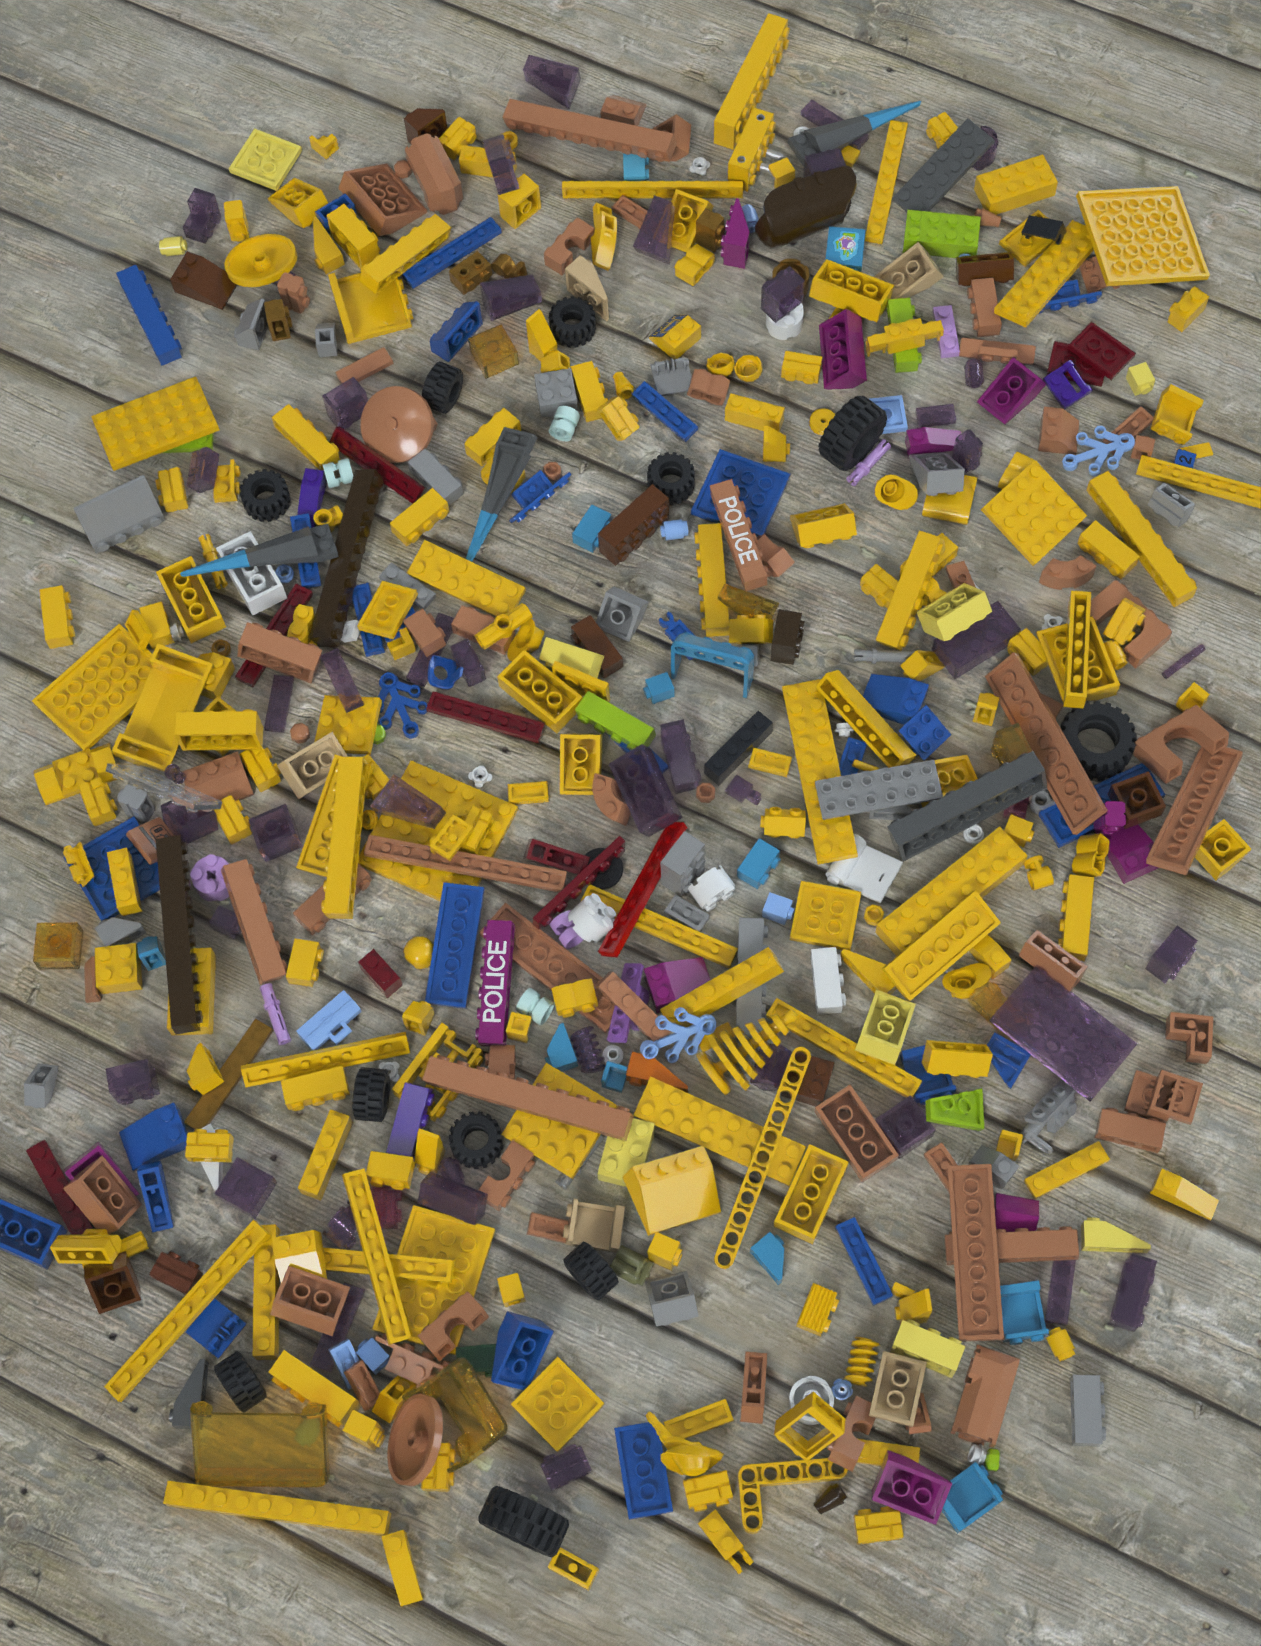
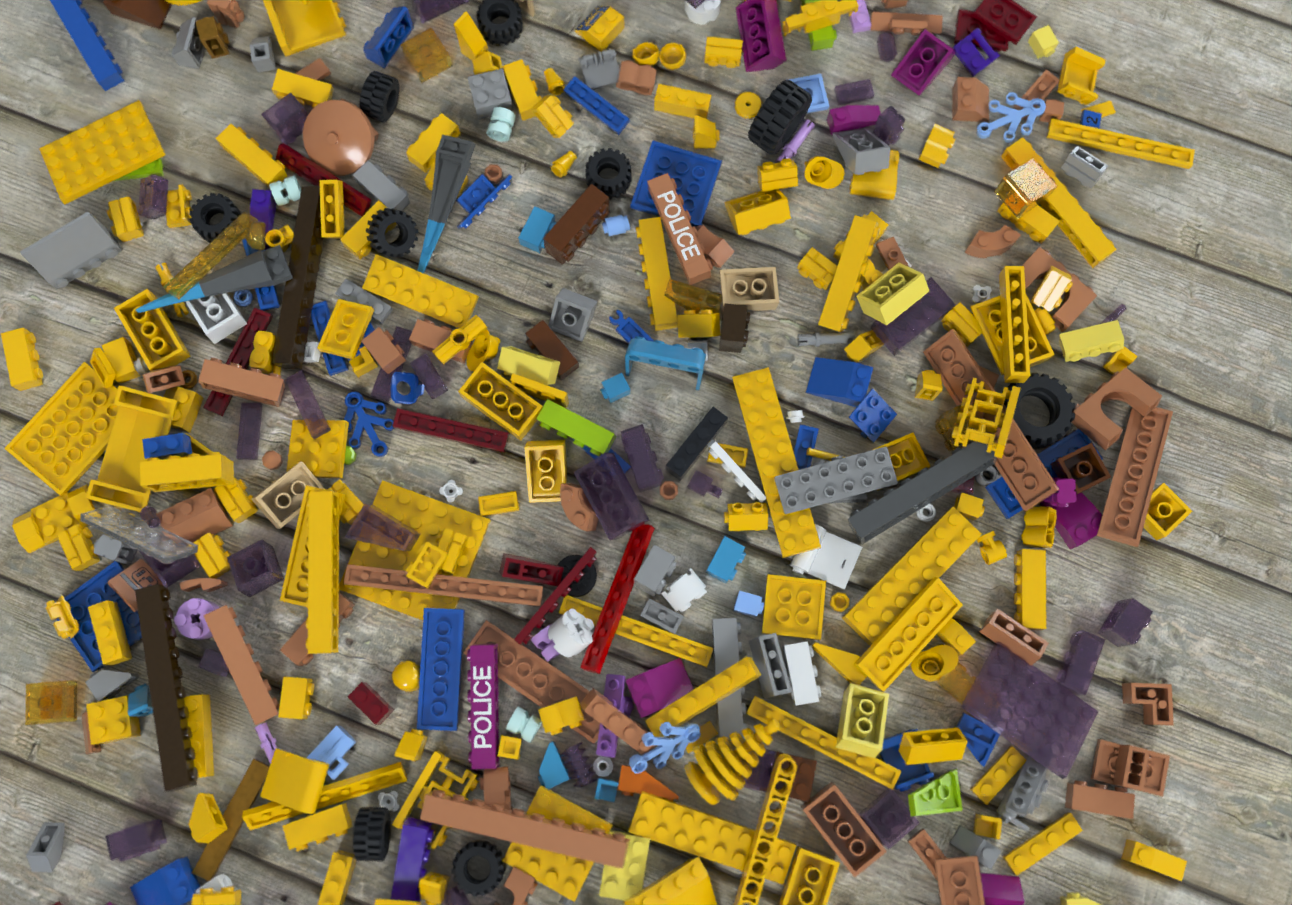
camera: 10 degrees left, 10 degrees up
(200, 701) = (167, 445): none -> blue brick
(201, 642) = (163, 378): none -> nougat slope
(226, 845) = (207, 584): none -> nougat slope
(259, 527) = (209, 256): none -> clear yellow plate
(298, 1037) = (295, 781): none -> yellow door
(305, 511) = (256, 235): none -> clear yellow hair
(368, 375) = (303, 88): none -> yellow brick
(369, 814) = (346, 545): yellow plate -> none
(384, 492) = (331, 209): none -> yellow piece
(457, 523) = (406, 232): none -> black tyre
(625, 466) = (562, 165): none -> yellow cone
(781, 782) = (730, 466): none -> white plate
(796, 975) = (770, 663): none -> light grey brick
(809, 596) = (750, 287): none -> tan slope
(847, 491) = (777, 175): none -> yellow brick
(864, 720) = (815, 408): yellow brick -> none
(1025, 1099) = (998, 775): none -> yellow plate
(1031, 744) = (1002, 420): none -> yellow fence
(1033, 512) = (955, 184): yellow plate -> none
(1103, 519) = (1025, 188): none -> clear yellow slope
(1122, 992) = (1080, 662): none -> clear purple brick
(1162, 676) = (1091, 341): none -> light yellow brick

